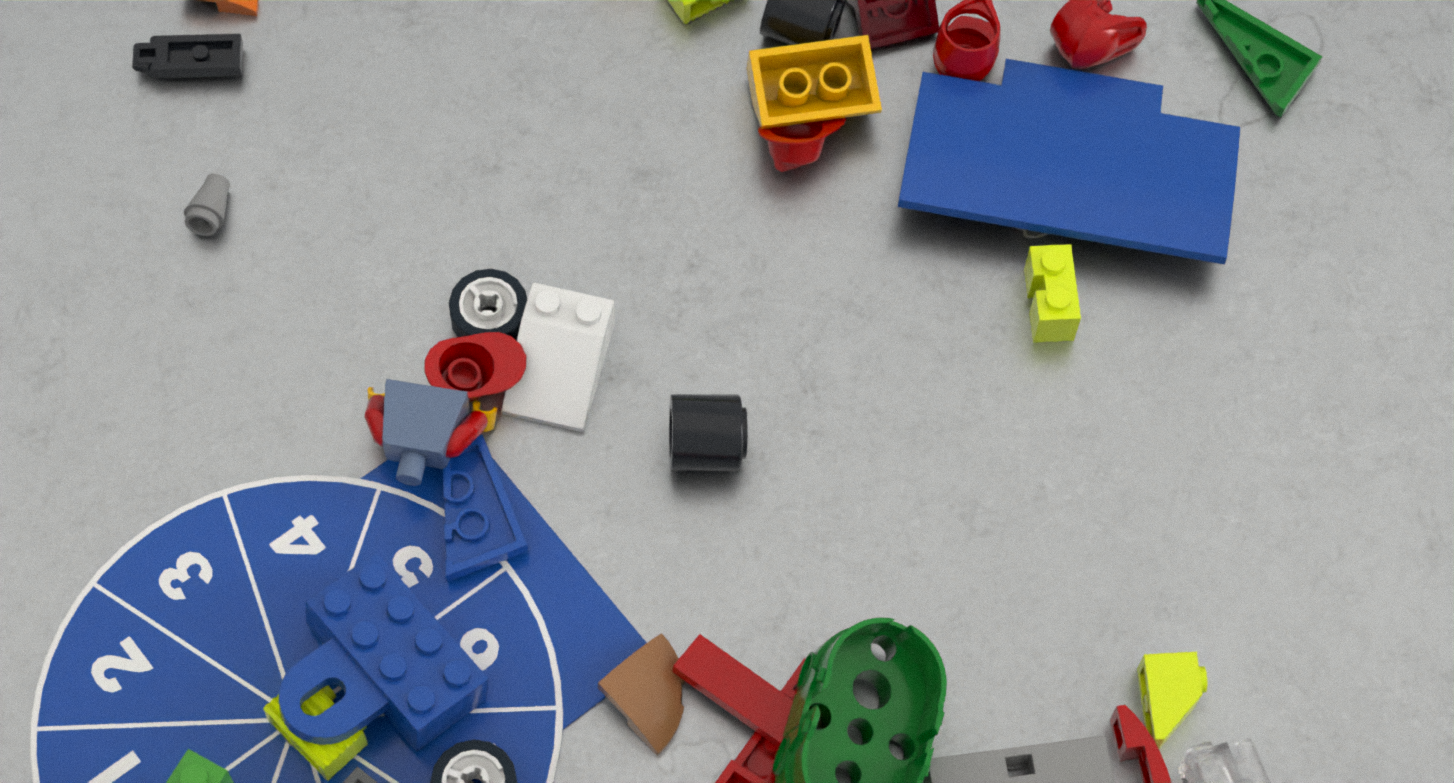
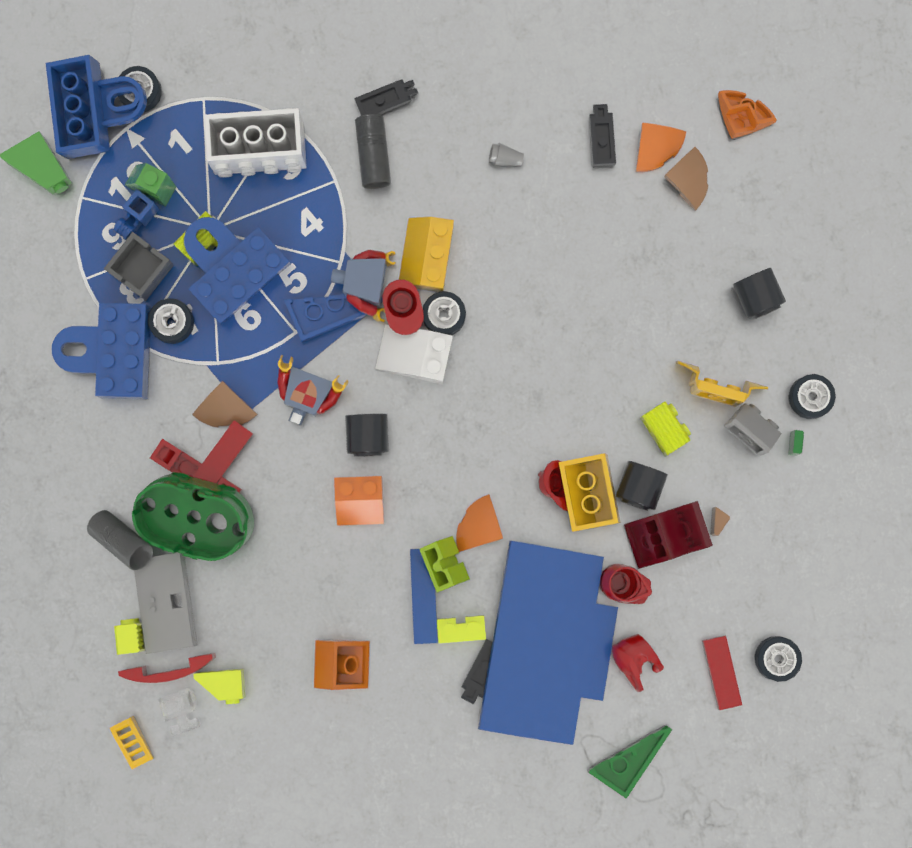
camera: 90 degrees right, 20 degrees up
(78, 400) = (386, 98): none -> black hinge
(138, 603) = (255, 142): none -> white brick
(189, 413) = (372, 157): none -> dark grey piece
(373, 331) = (427, 252): none -> yellow slope
(623, 535) = (306, 391): none -> torso
(824, 455) = (359, 500): none -> orange slope
(870, 265) = (478, 525): none -> orange brick
(954, 311) = (443, 564): none -> lime brick
(994, 350) = (422, 601): none -> blue slope
(1123, 493) = (341, 664): none -> orange slope
(1126, 269) = (476, 678): none -> black hinge

